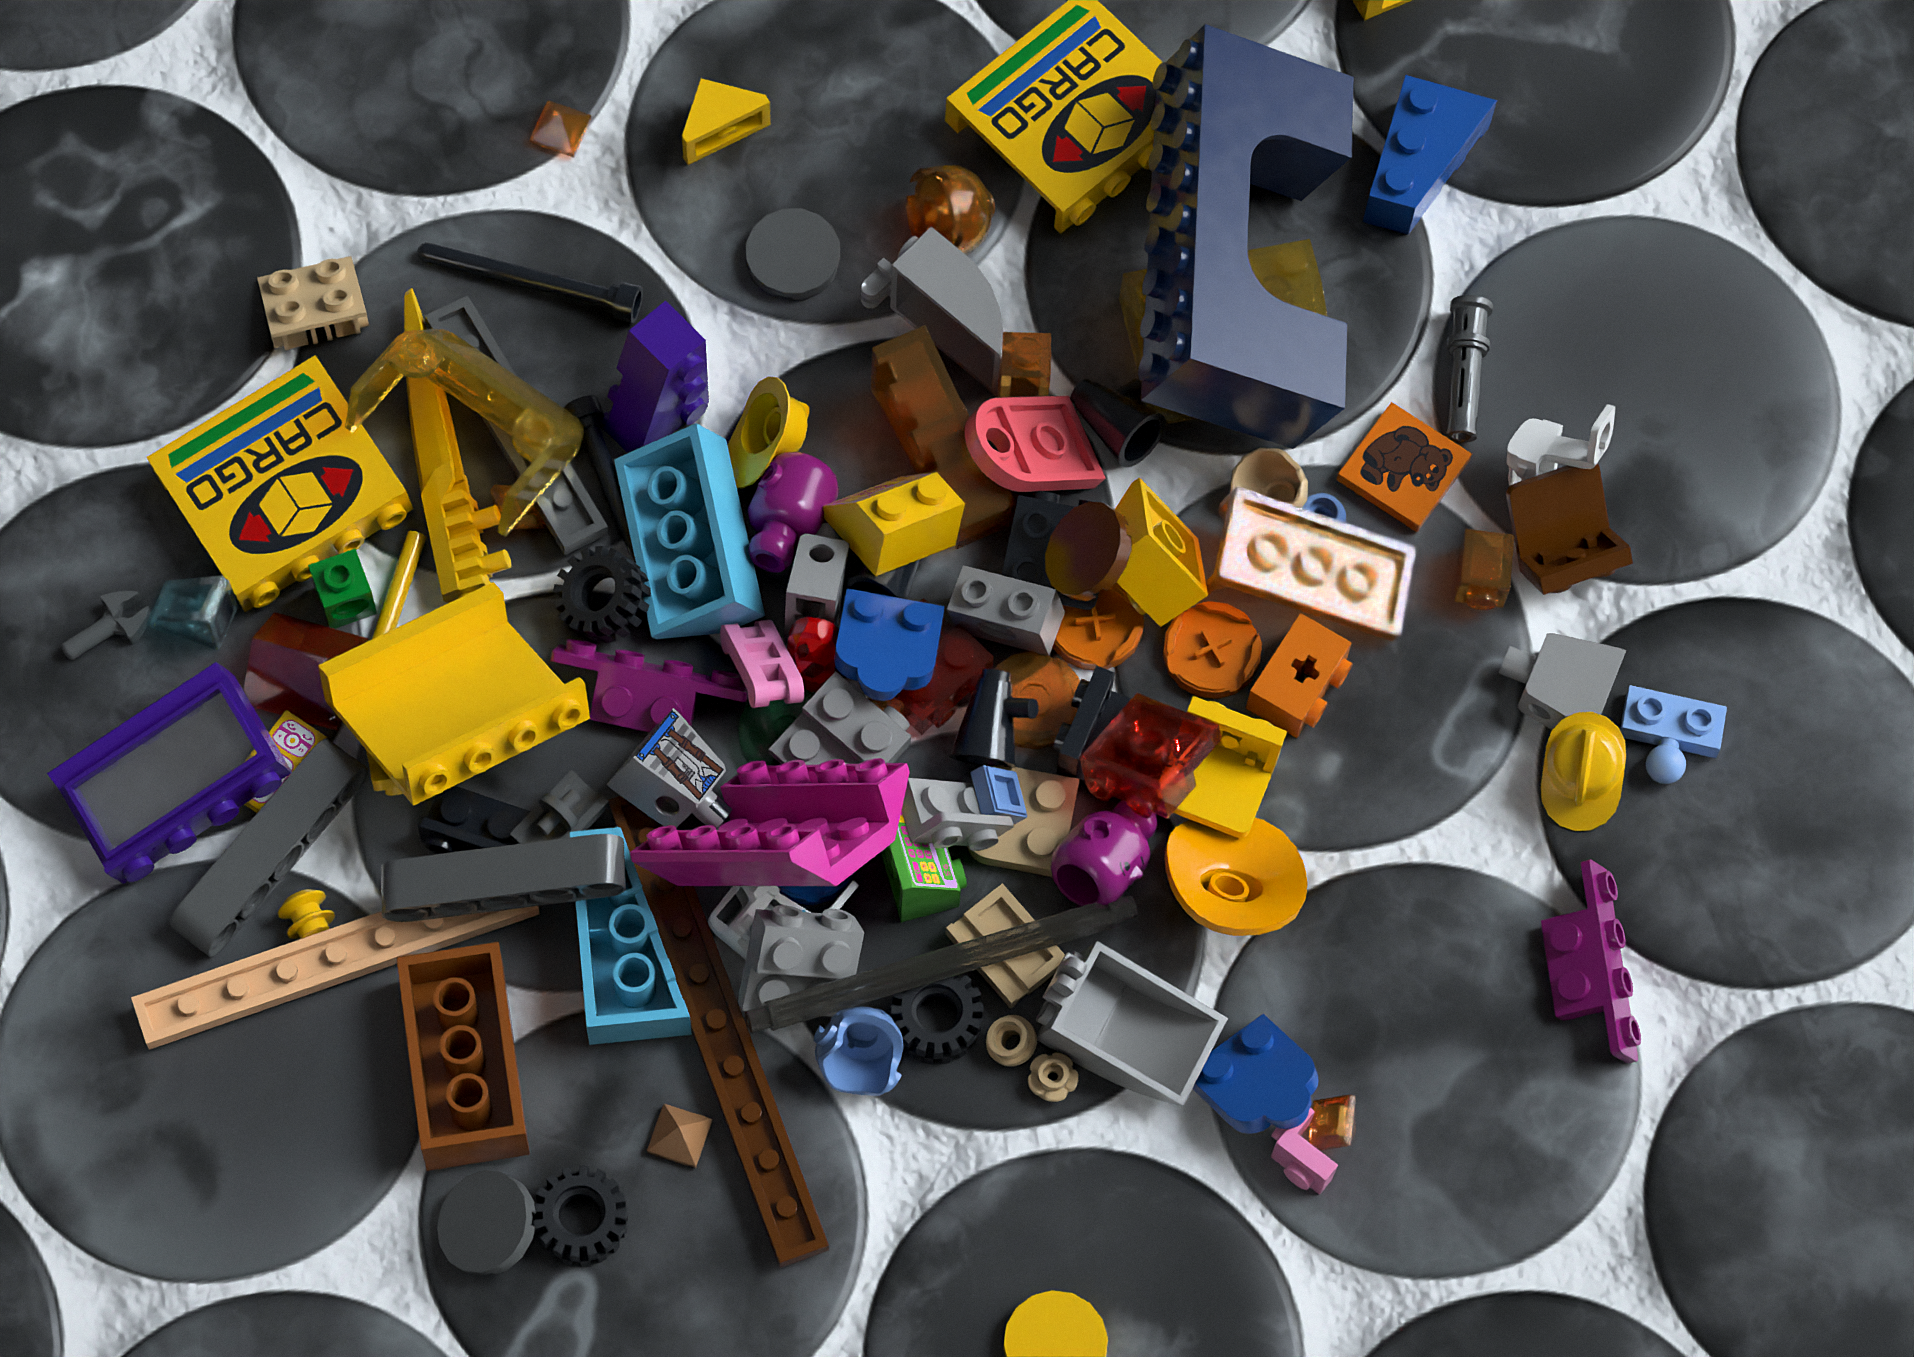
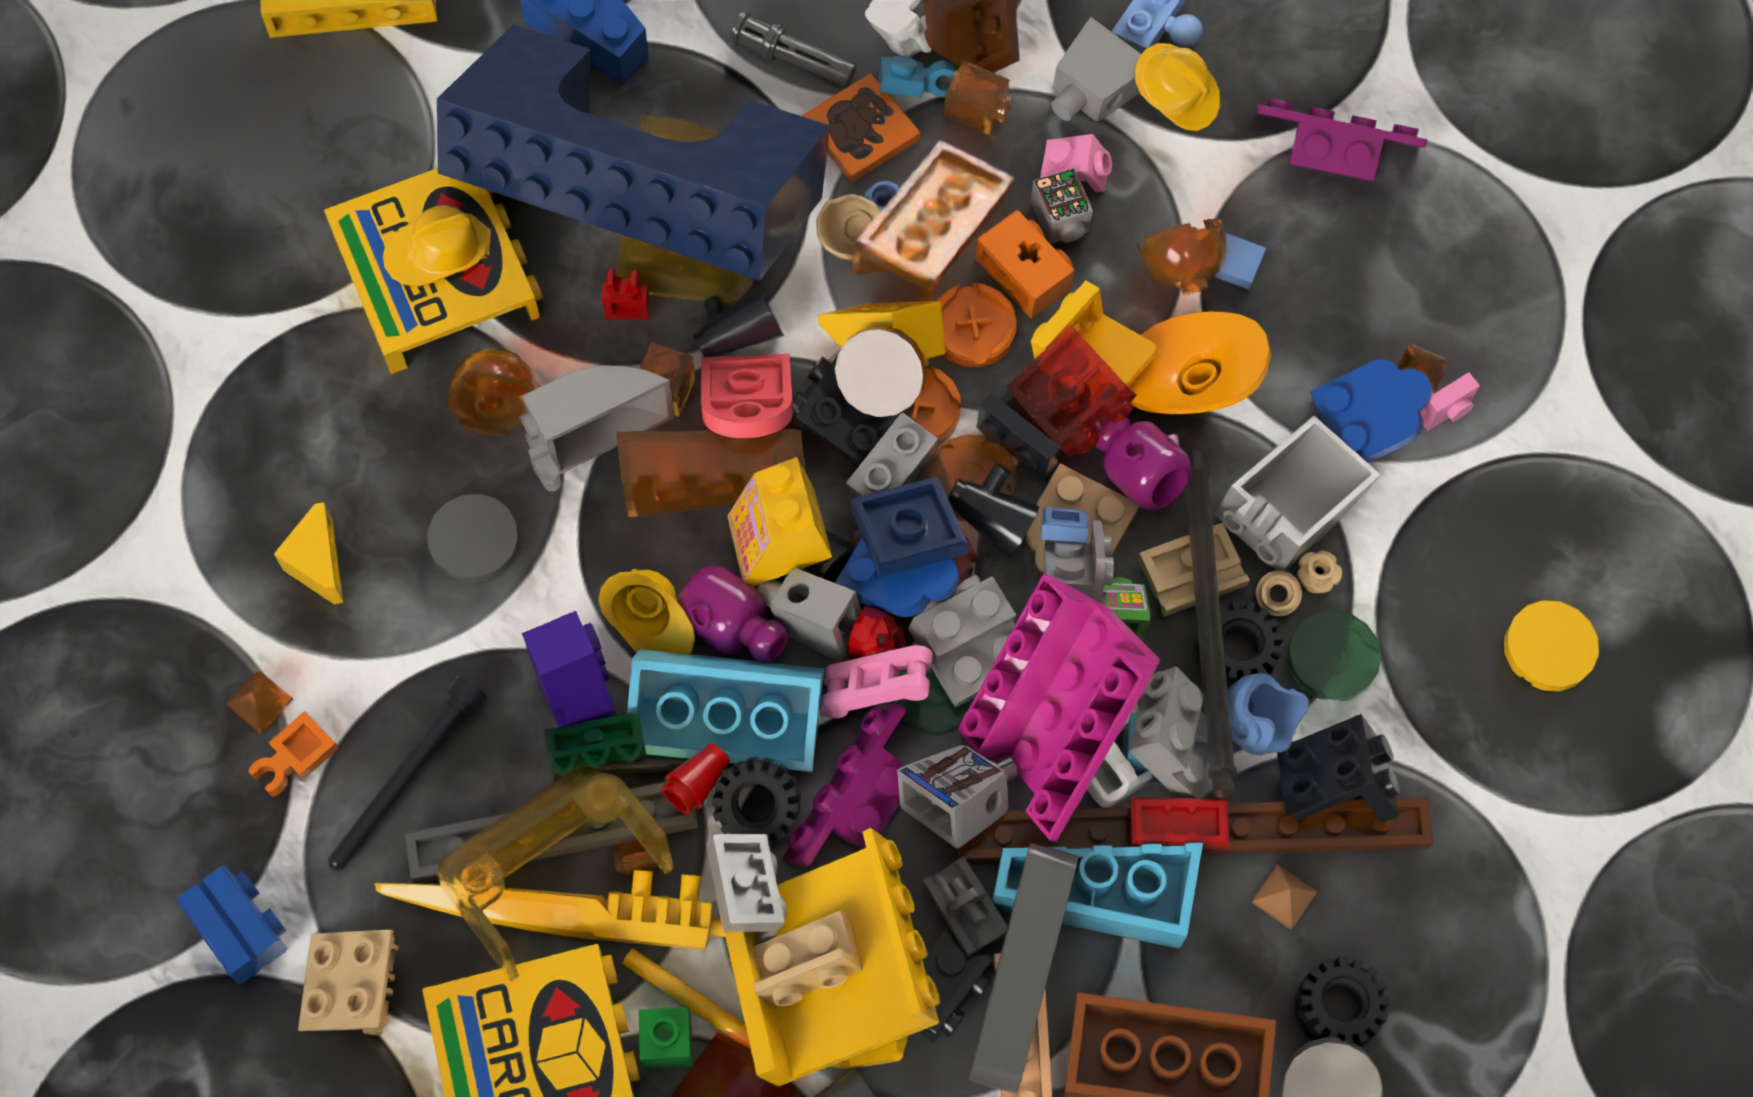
camera: 70 degrees left, 0 degrees up
(334, 183) = (233, 923): none -> blue brick
(447, 679) = (807, 959): none -> tan bracket
(504, 600) = (746, 884): none -> light grey bracket
(520, 178) = (298, 749): none -> orange plate
(599, 525) = (693, 780): none -> red cone
(601, 420) = (595, 743): none -> dark green plate
(709, 995) = (1179, 822): none -> red plate
(830, 1147) = (1337, 767): none -> black bracket
(927, 632) = (908, 526): none -> dark blue tile
(962, 1117) = (1334, 655): none -> clear green tile
(1081, 101) = (435, 246): none -> yellow piece
(1102, 298) = (625, 297): none -> red plate
(1365, 832) = (1185, 255): none -> clear orange cylinder
(1383, 693) = (1061, 206): none -> brick
(1396, 898) = (1241, 262): none -> medium blue tile
(1449, 697) = (1083, 154): none -> bright pink bracket
(1482, 492) = (908, 77): none -> dark azure plate

